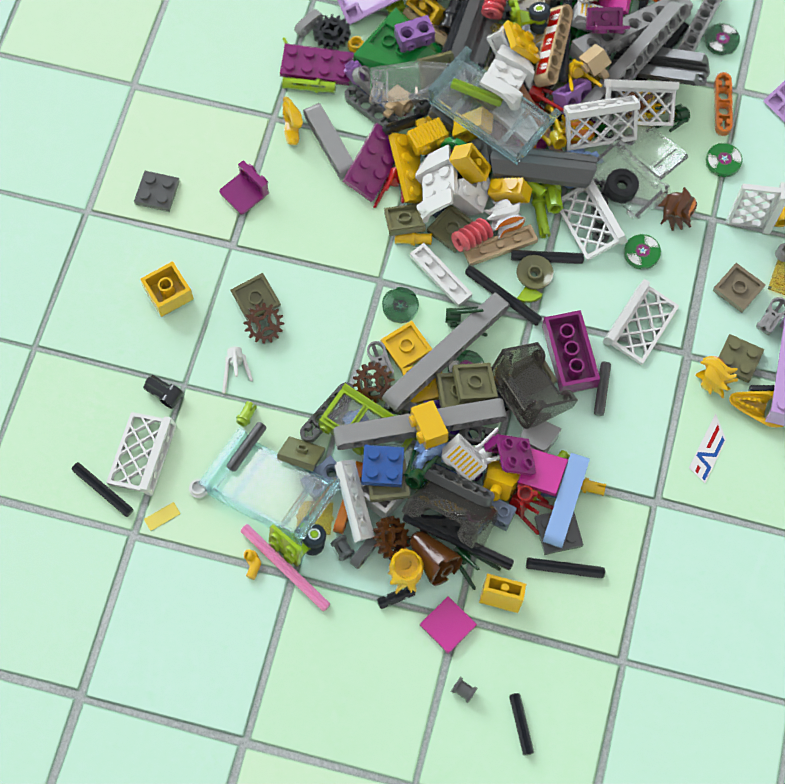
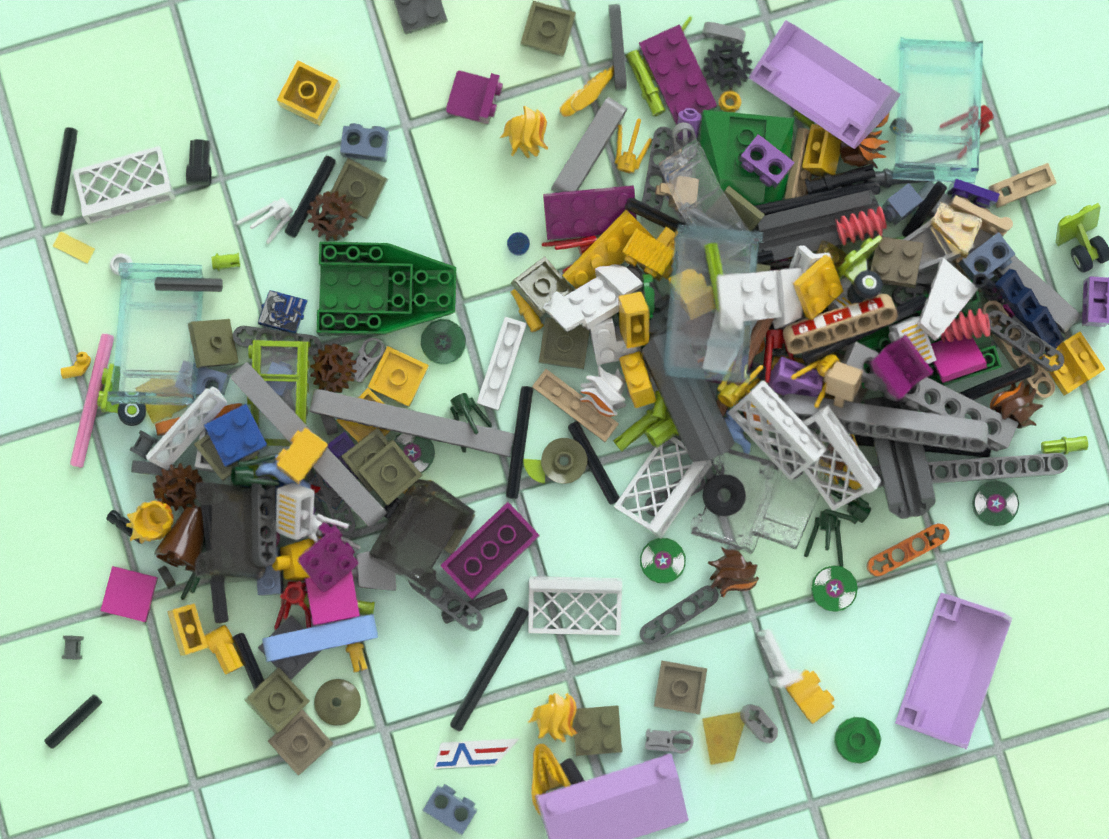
camera: 60 degrees right, 15 degrees up
(230, 121) = (548, 28): none -> olive plate
(231, 277) = (363, 149): none -> sand blue brick
(239, 333) = (312, 191): none -> black axle
(272, 87) = (617, 47): none -> dark grey beam
(293, 169) = (526, 132): none -> yellow hair
(309, 396) = (282, 312): none -> piece
(336, 321) = (380, 289): none -> green wedge
(354, 123) = (628, 162): none -> yellow plant
(363, 220) = (518, 243): none -> clear blue tile
(452, 588) = (167, 577): none -> pearl dark grey tile
(472, 234) = (562, 370): coral piece -> none
(533, 577) = (221, 644): none -> yellow piece
(589, 405) = (443, 602): none -> dark grey beam
(594, 559) = (277, 700): none -> olive plate
(614, 530) = (349, 699): none -> olive dish
(634, 562) = (300, 742): none -> dark tan plate
(654, 404) = (489, 669): none -> black axle
(678, 138) = (827, 524): none -> dark green plant
(686, 262) = (677, 612): none -> dark grey beam
(745, 488) = (447, 814): none -> sand blue brick

